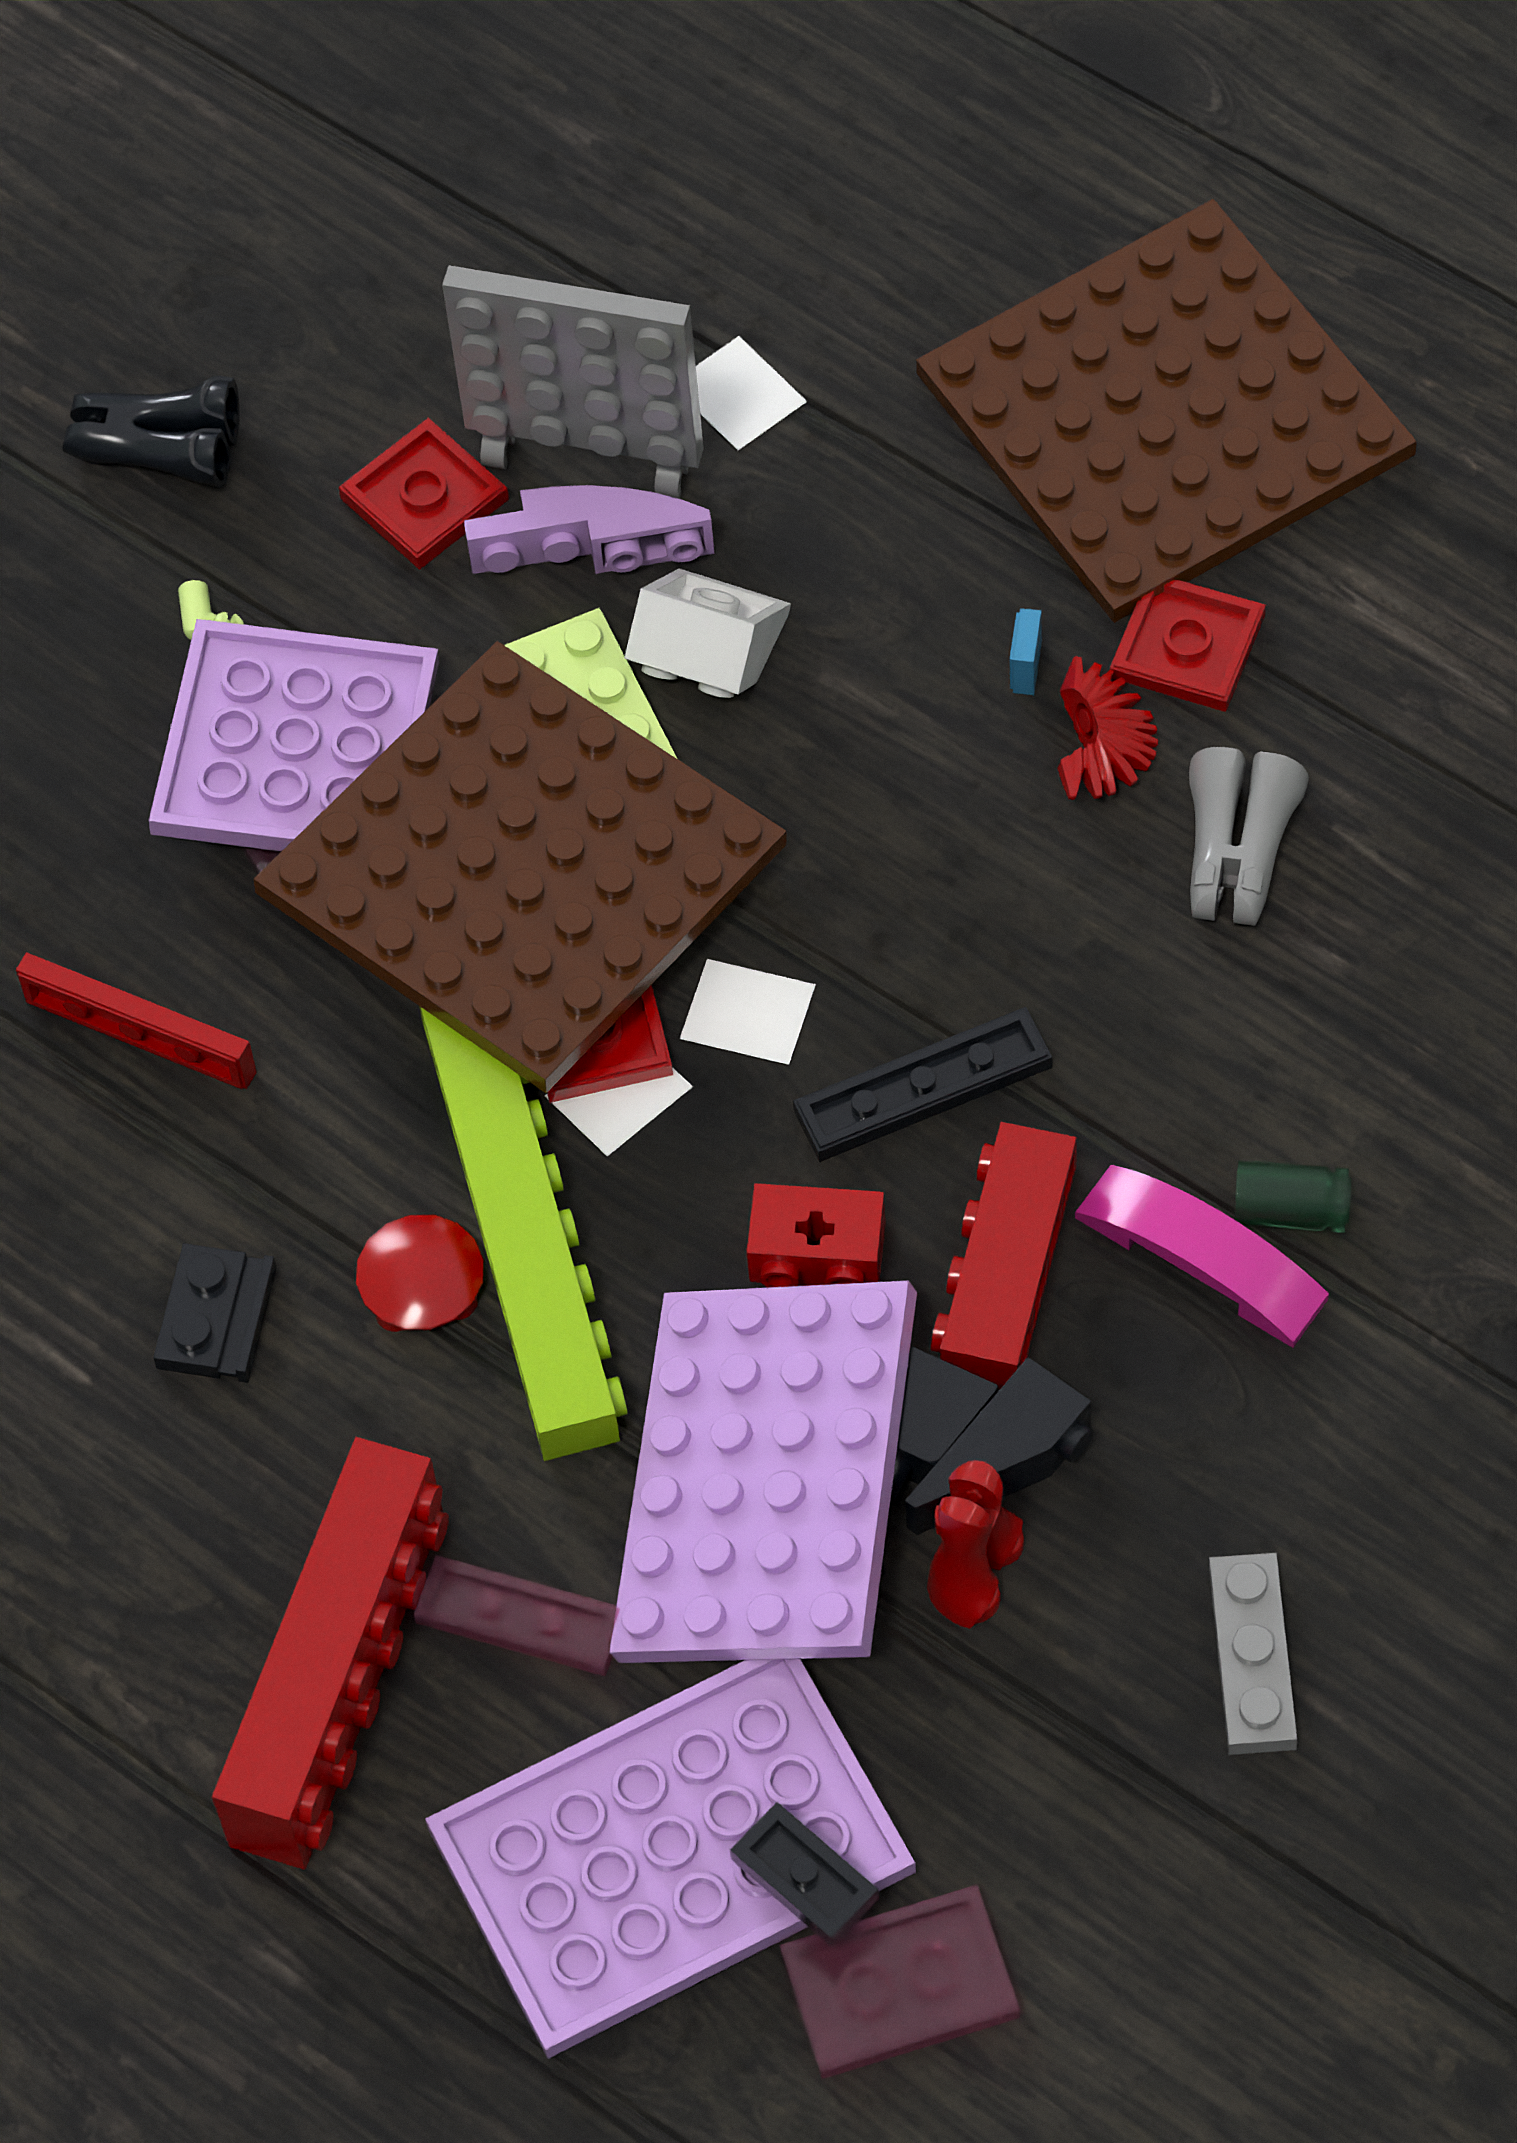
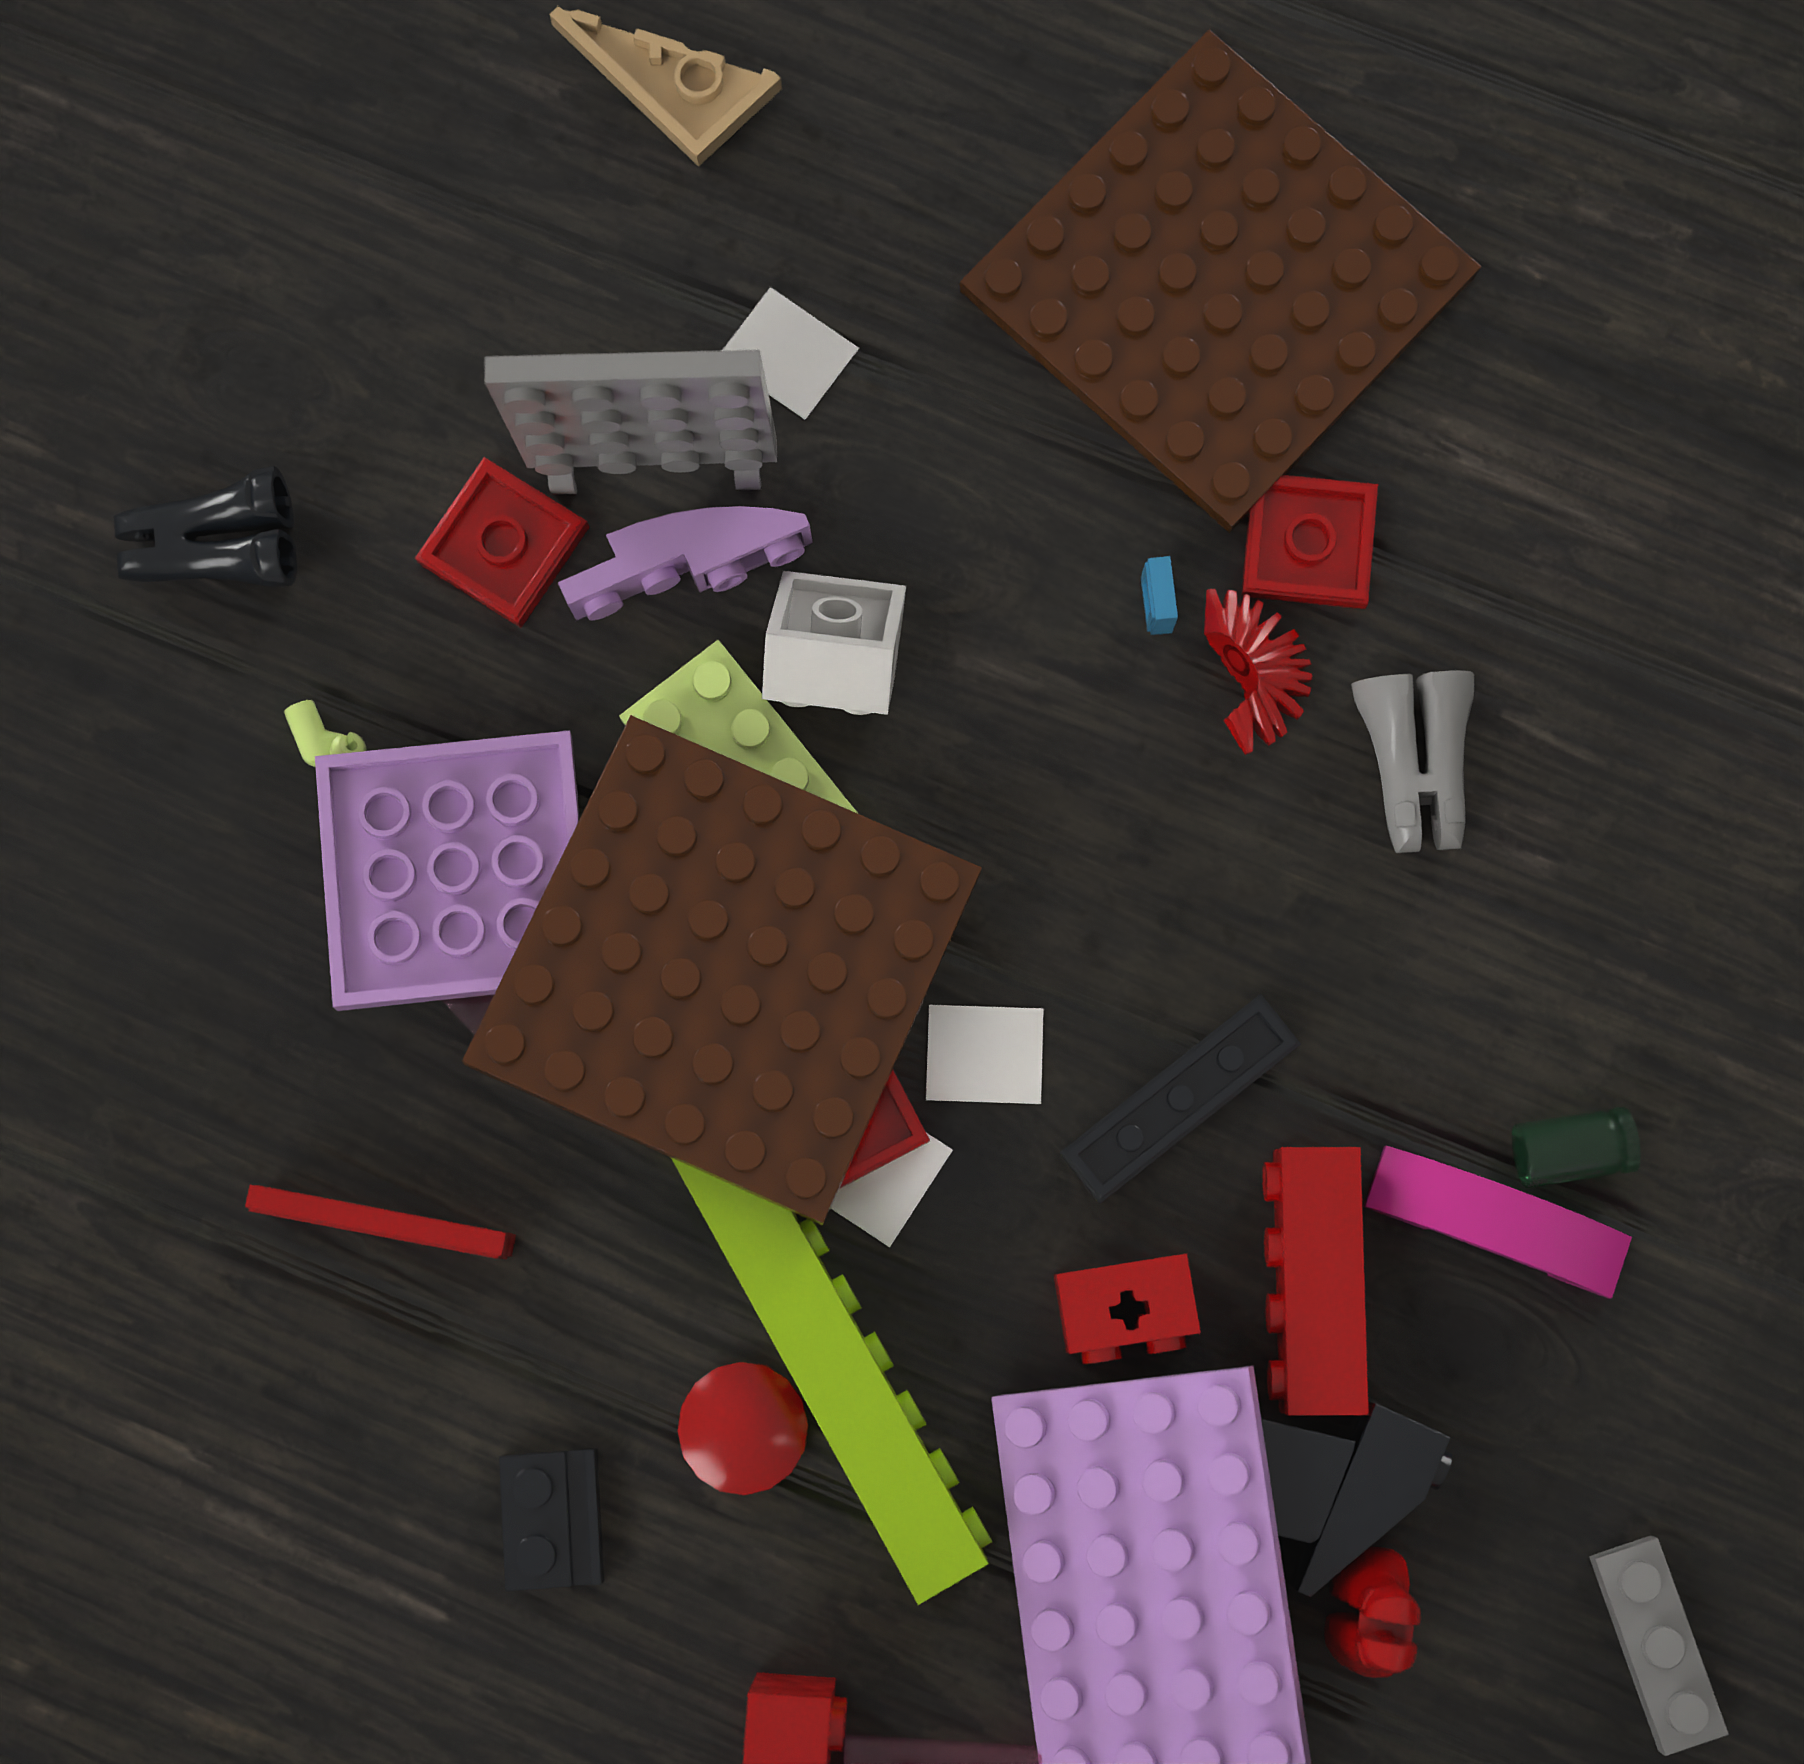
camera: 15 degrees left, 20 degrees up
(703, 158) = (681, 90): none -> tan wing

